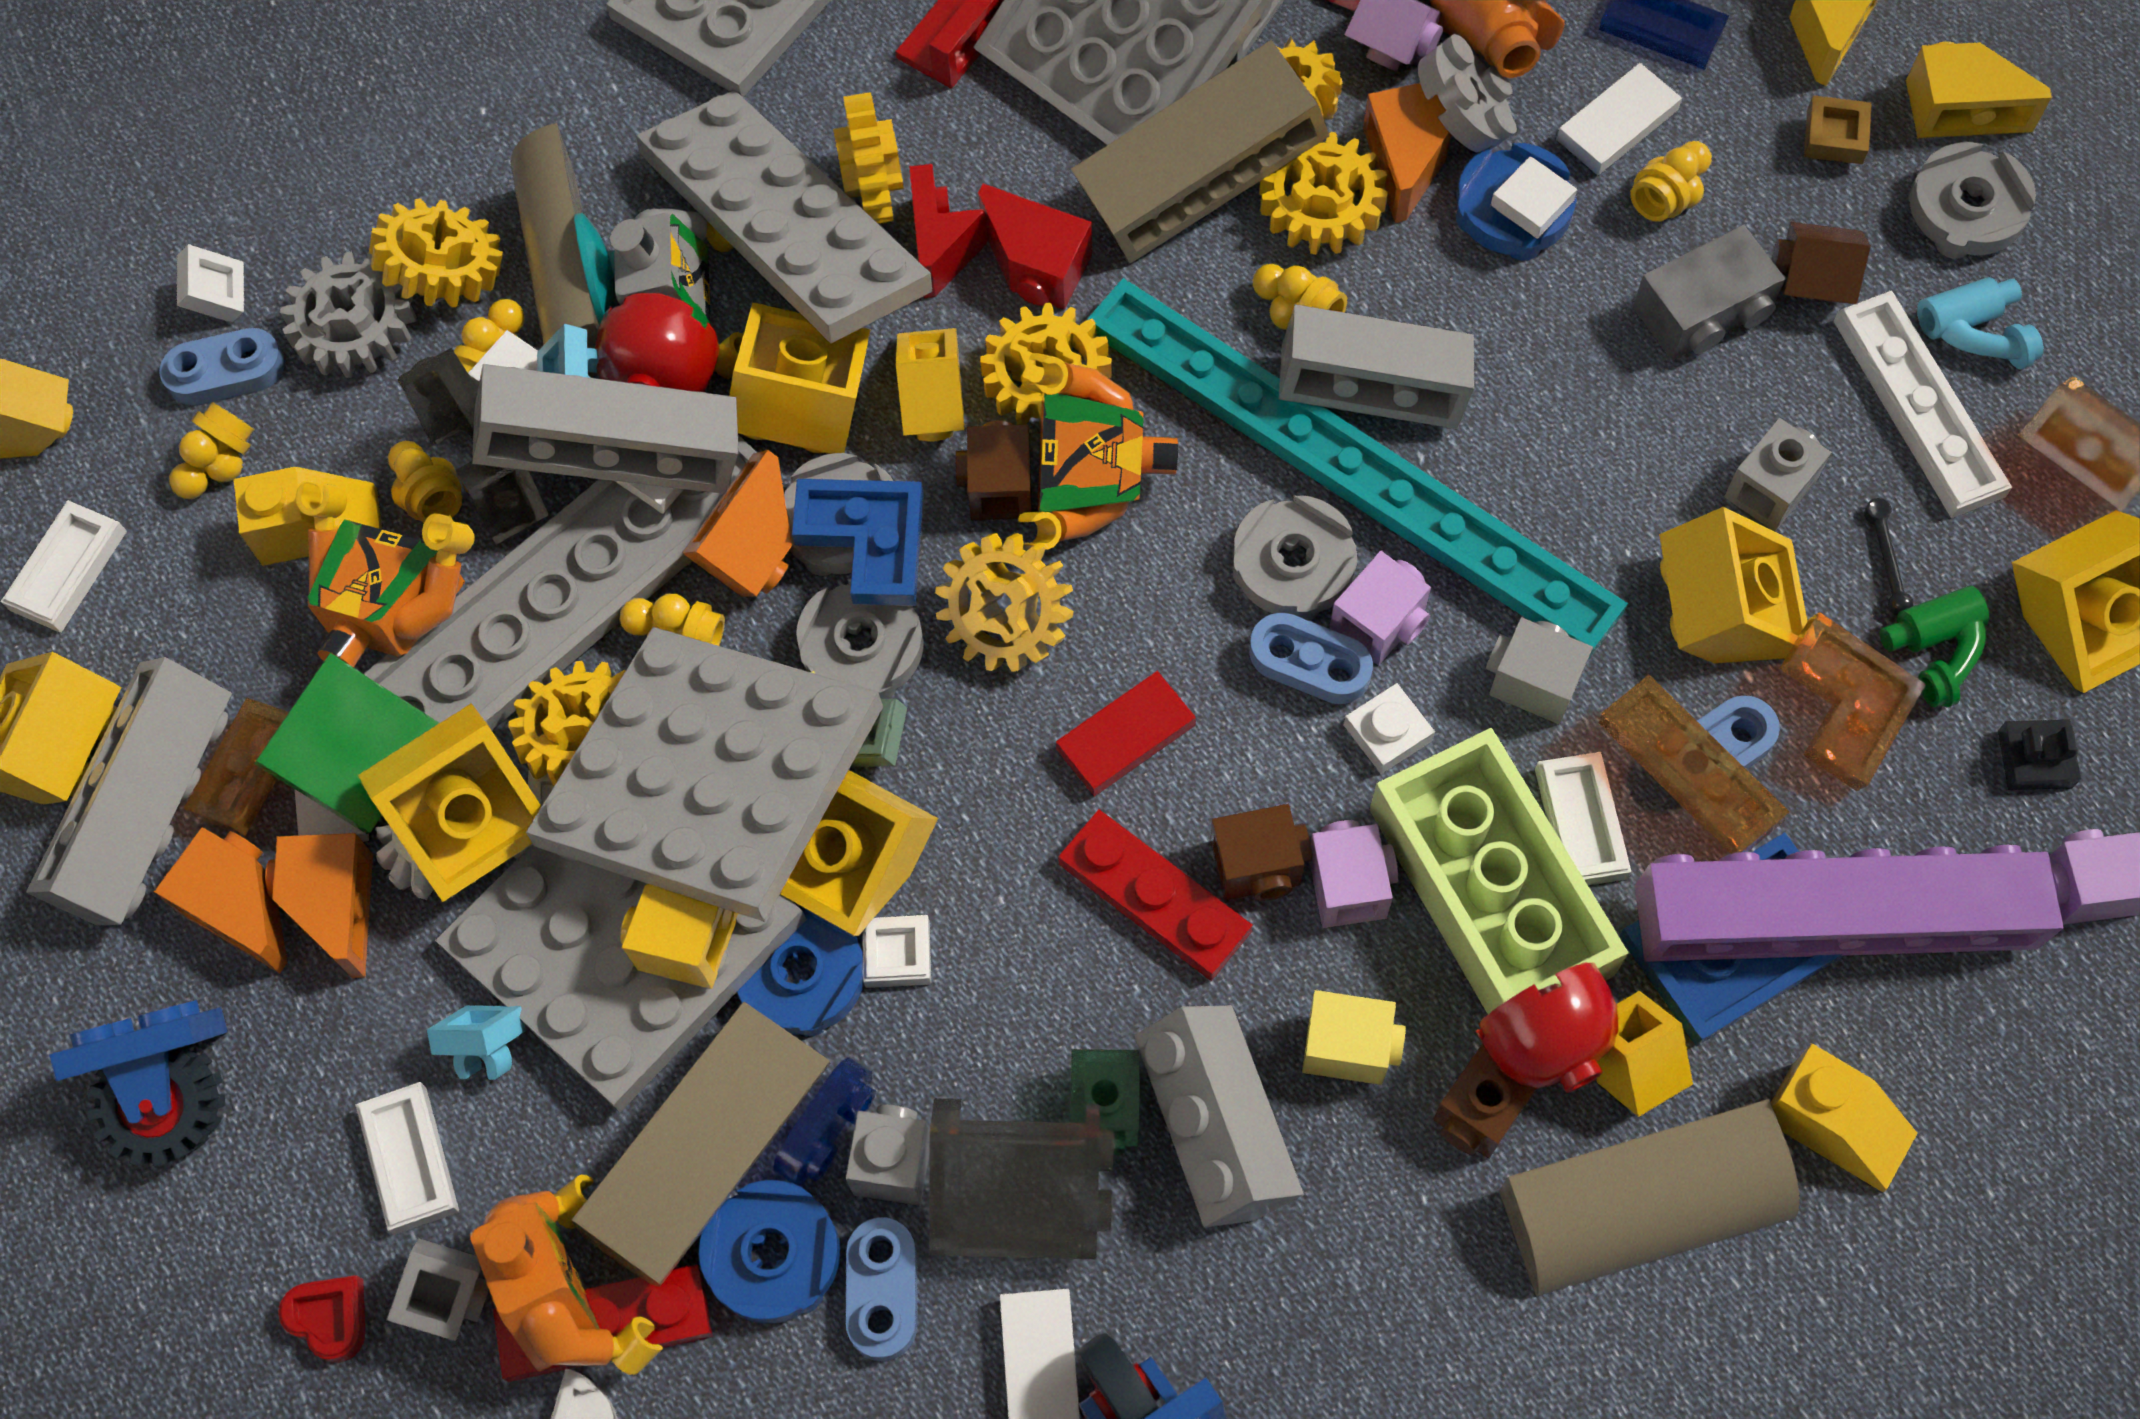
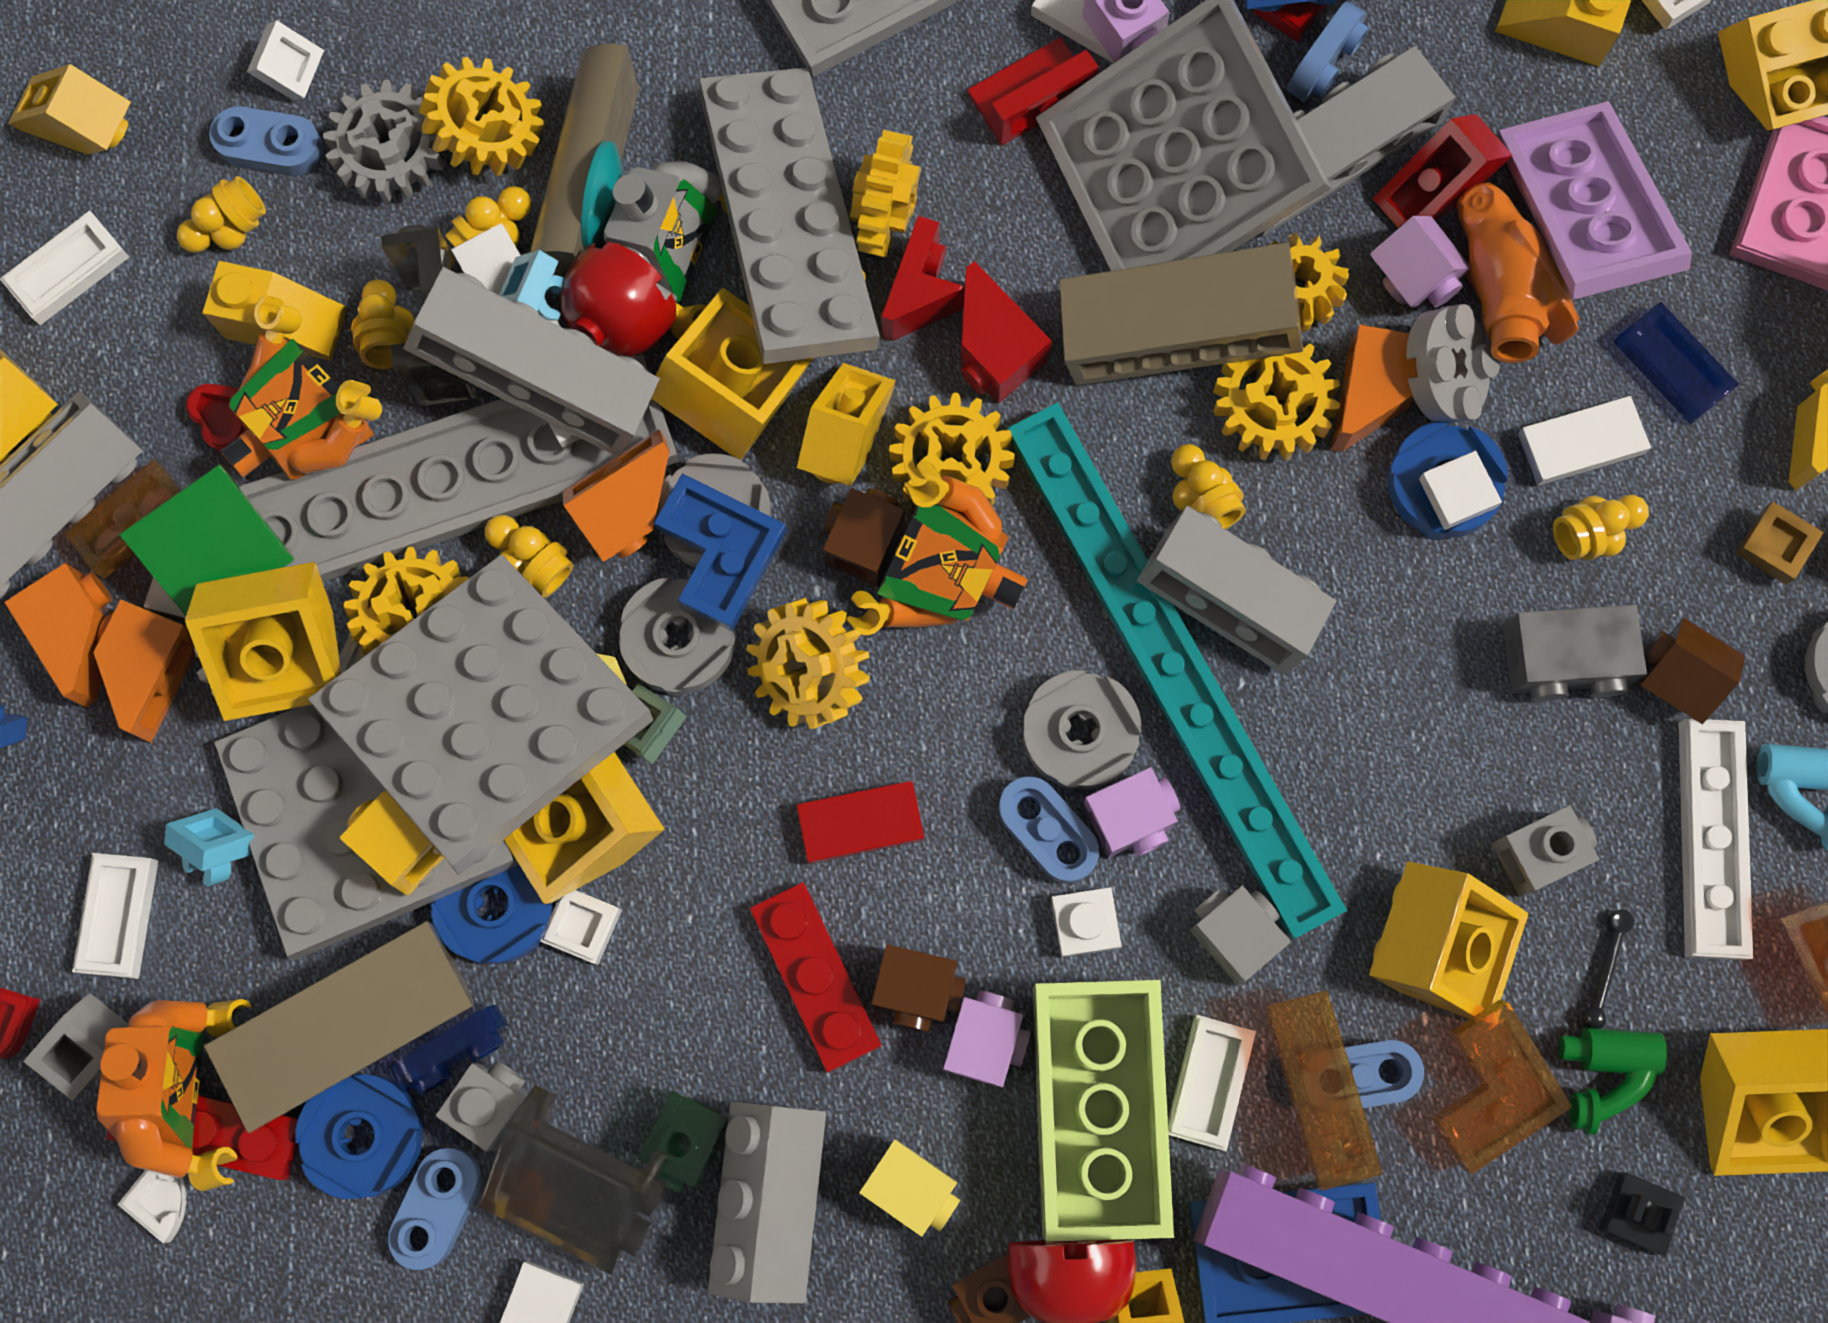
camera: 25 degrees right, 10 degrees up
(291, 634) = (210, 411): none -> red tile

